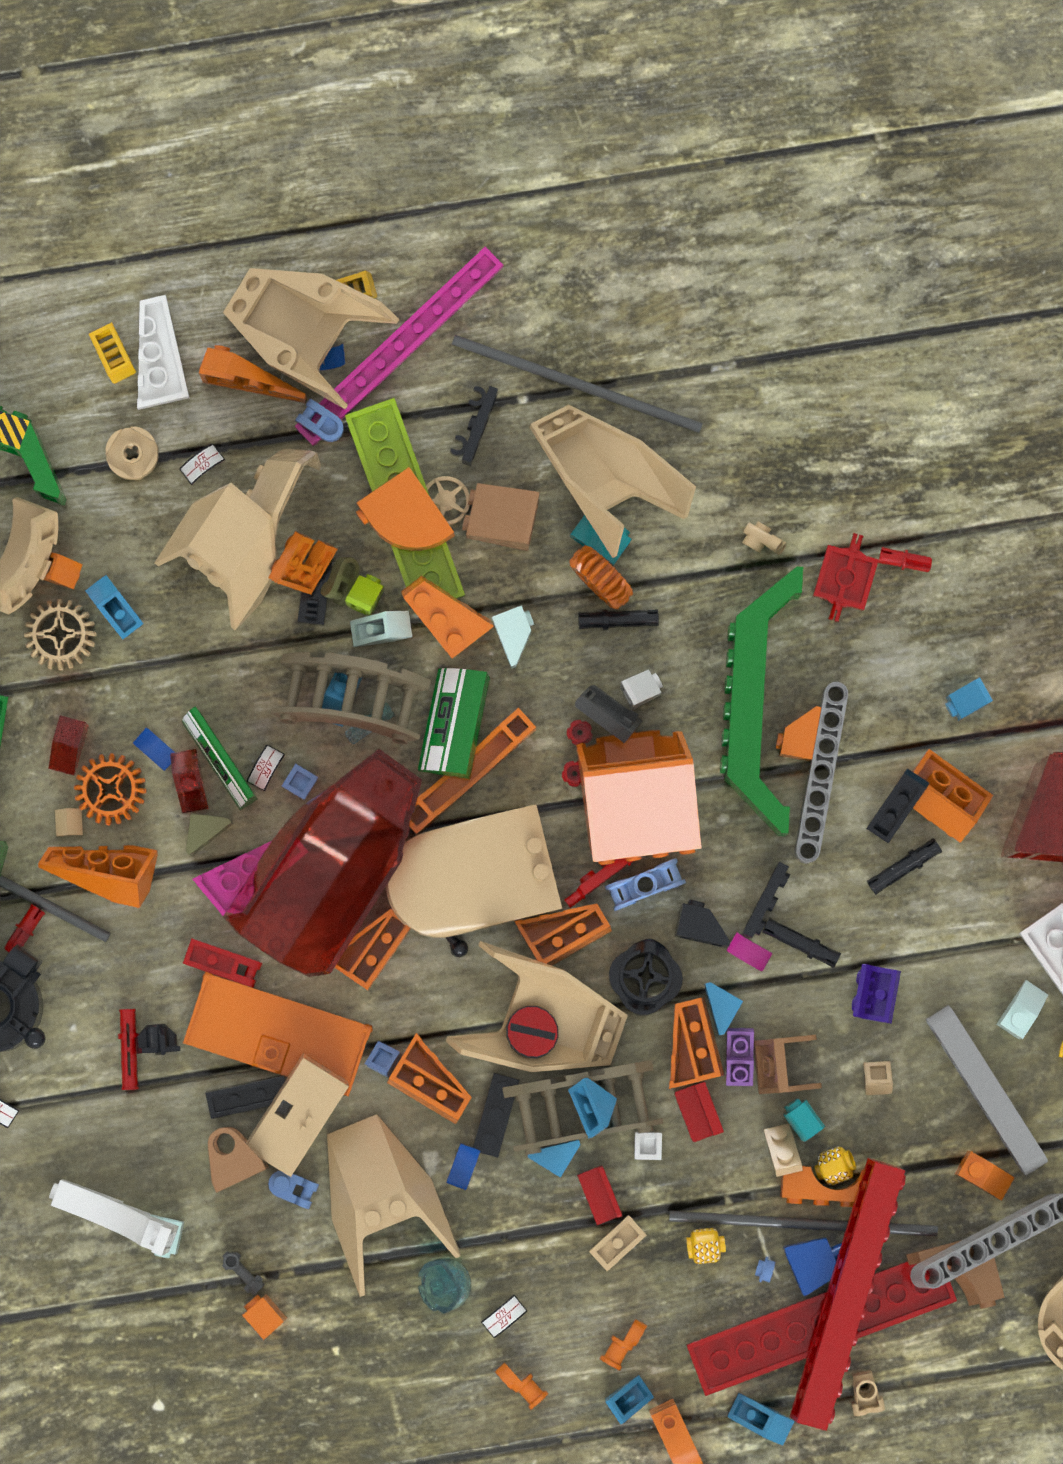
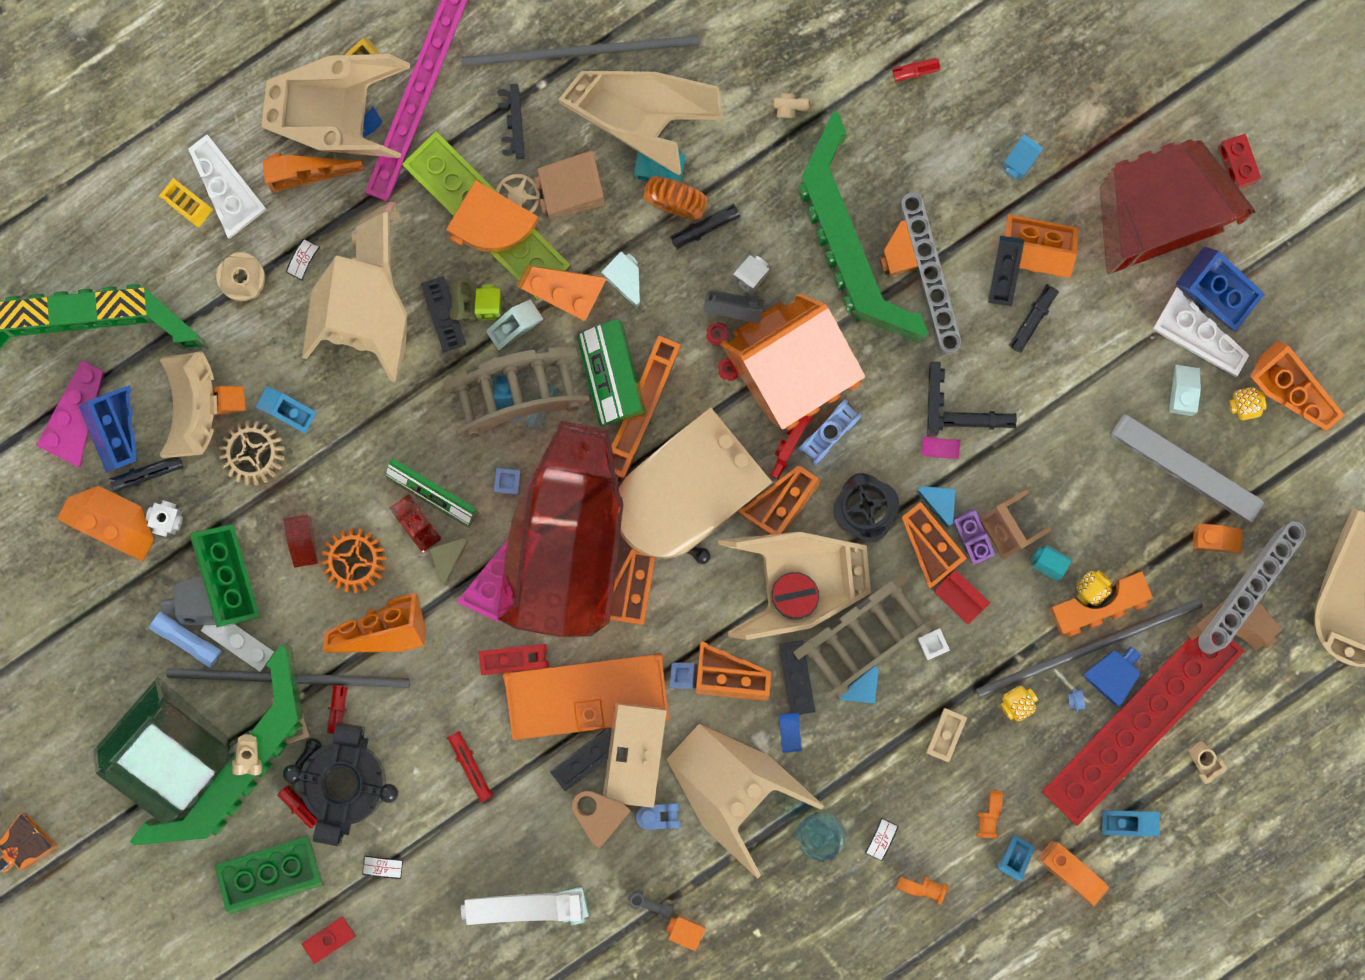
camera: 25 degrees left, 0 degrees up
(68, 822) = (332, 603): tan slope -> none
(154, 748) = (374, 510): blue sticker -> none
(157, 1040) = (489, 748): black piece -> none
(265, 767) = (472, 483): white sticker -> none
(300, 575) = (421, 309): orange plate -> none
(329, 425) = (393, 178): medium blue plate -> none
(593, 1106) = (874, 632): dark azure slope -> none
(599, 1195) = (913, 703): red panel -> none
(700, 925) = (891, 443): black slope -> none
(783, 1150) = (1045, 595): tan plate -> none
(845, 577) = (874, 106): red plate -> none
(847, 1294) = (1154, 687): red brick -> none
(876, 993) = (1060, 432): dark purple bracket -> none
(878, 1078) = (1093, 501): tan slope -> none

